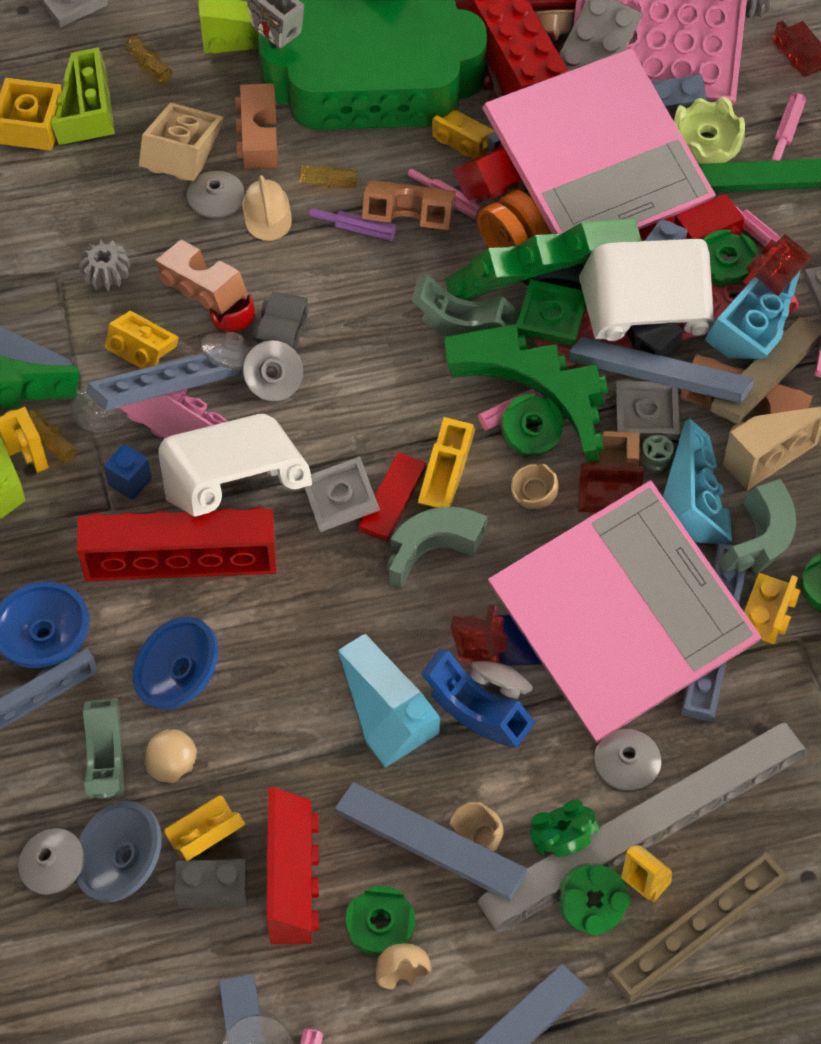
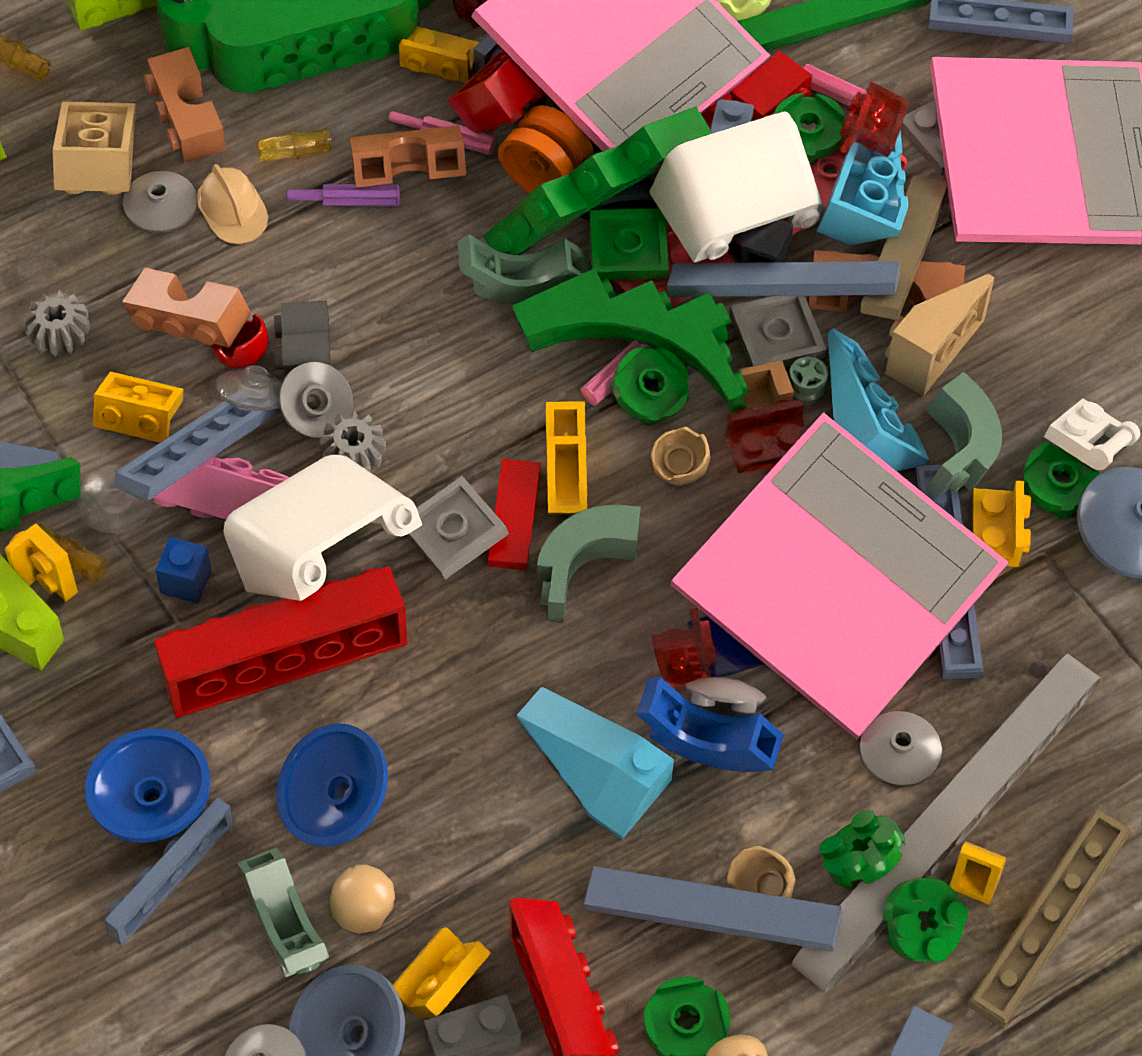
camera: 20 degrees left, 0 degrees up
(298, 405) = (361, 432): none -> light grey gear

